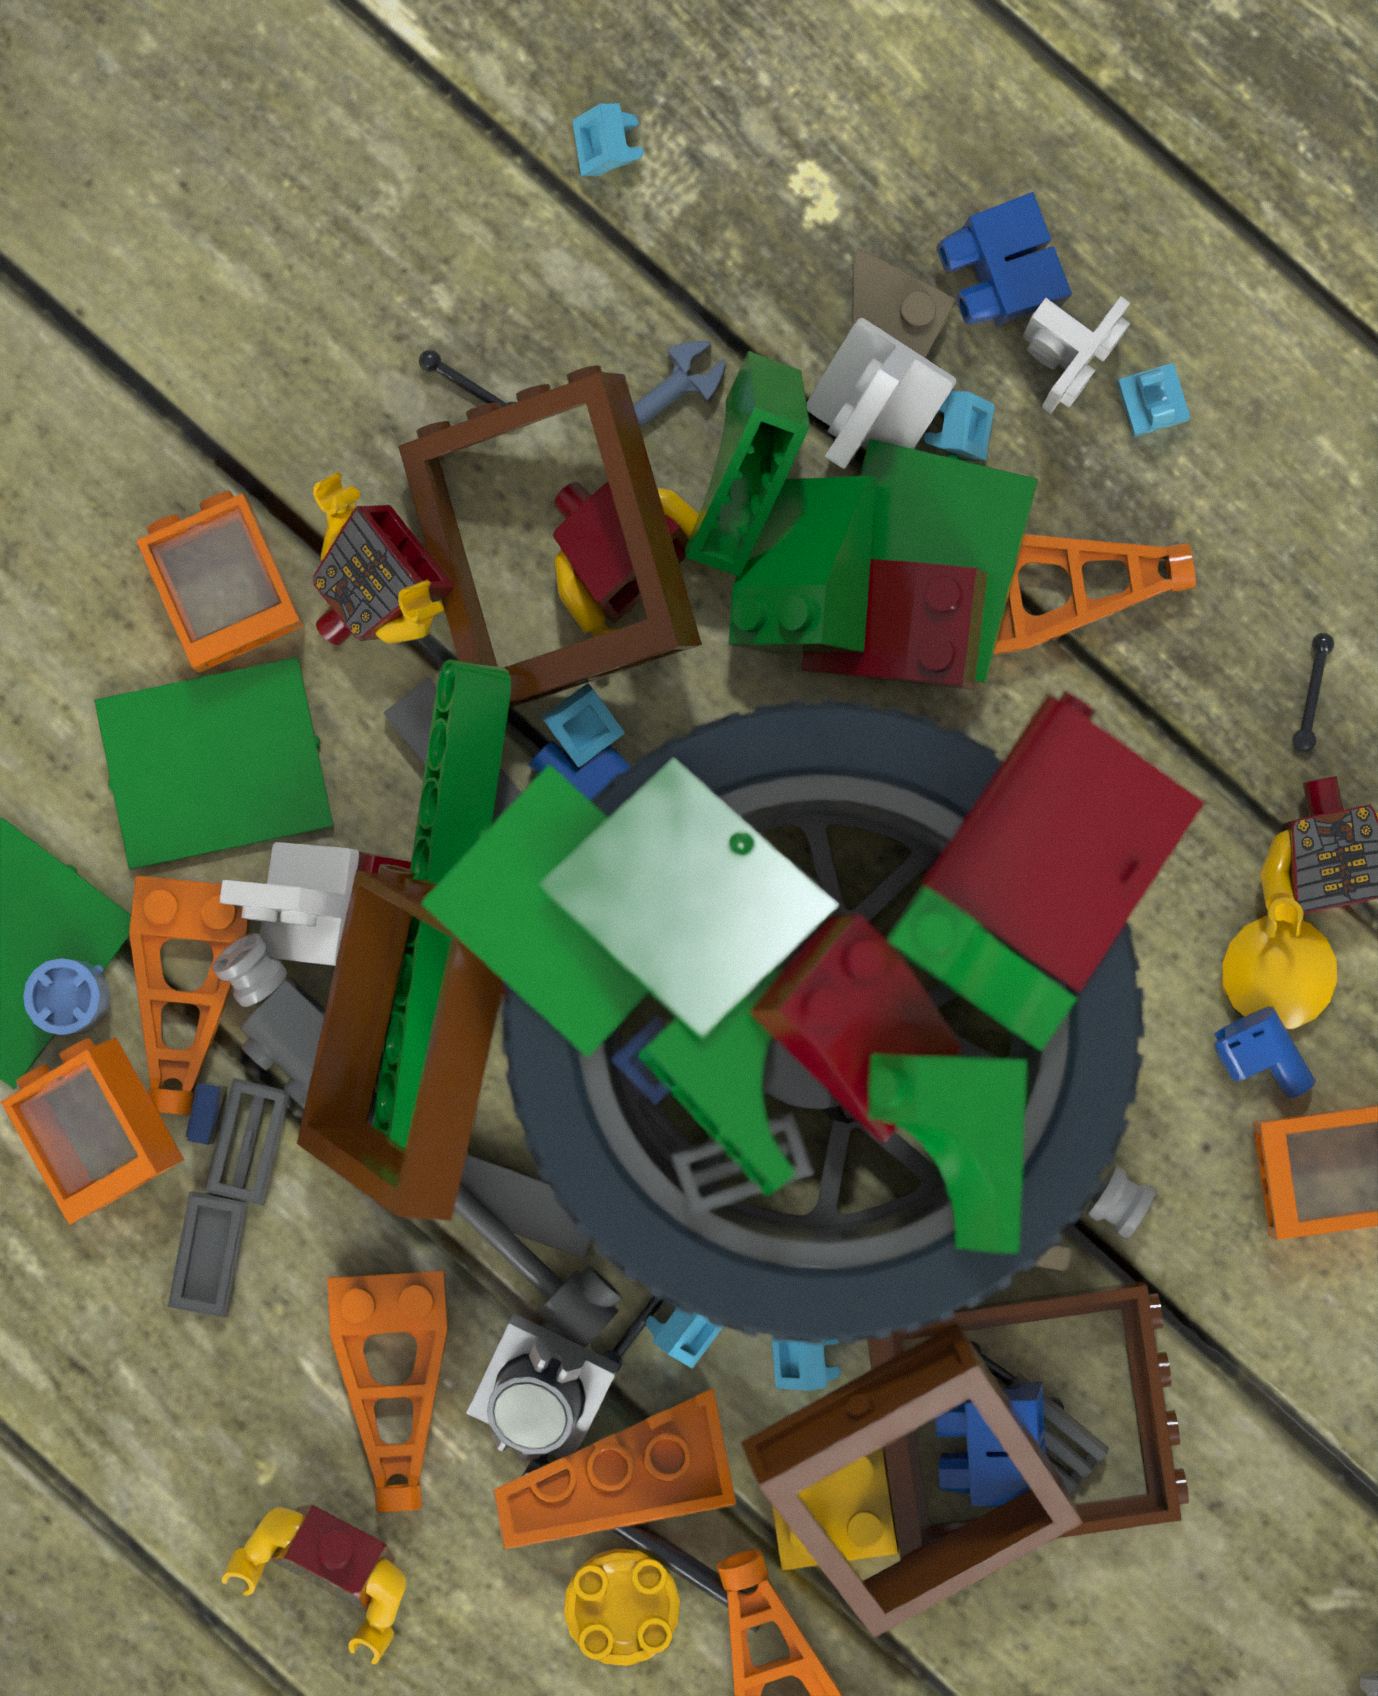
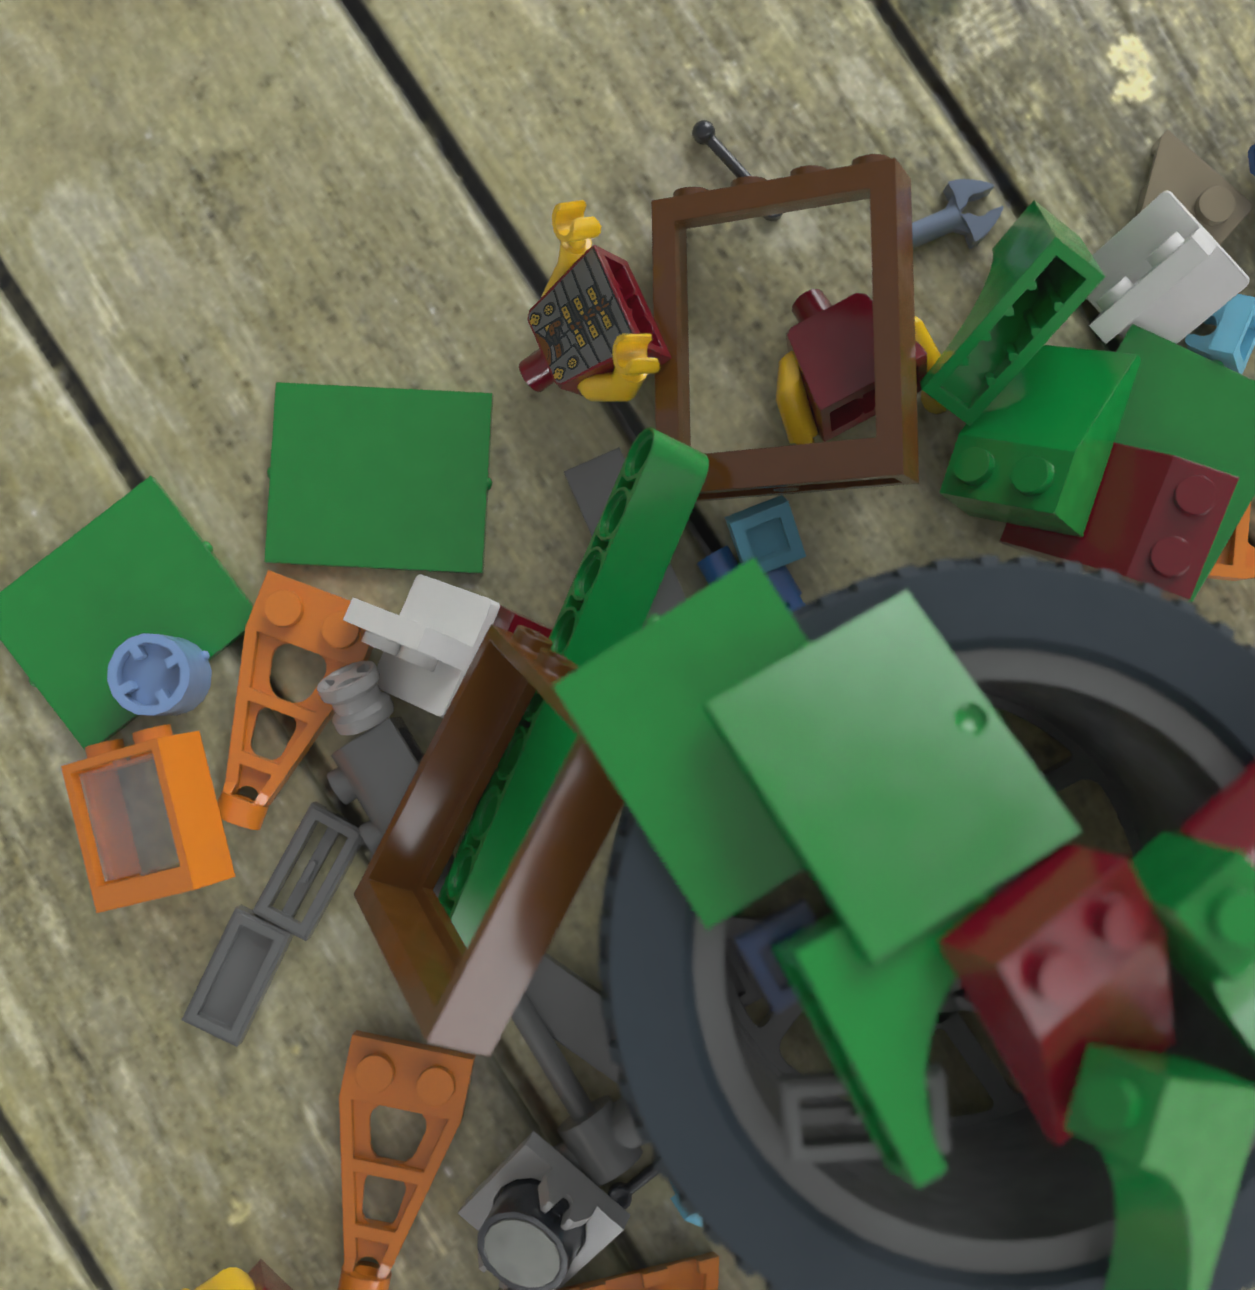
camera: 15 degrees right, 0 degrees up
(206, 1113) = (272, 832): dark blue tile -> none
(219, 581) = (432, 293): window -> none

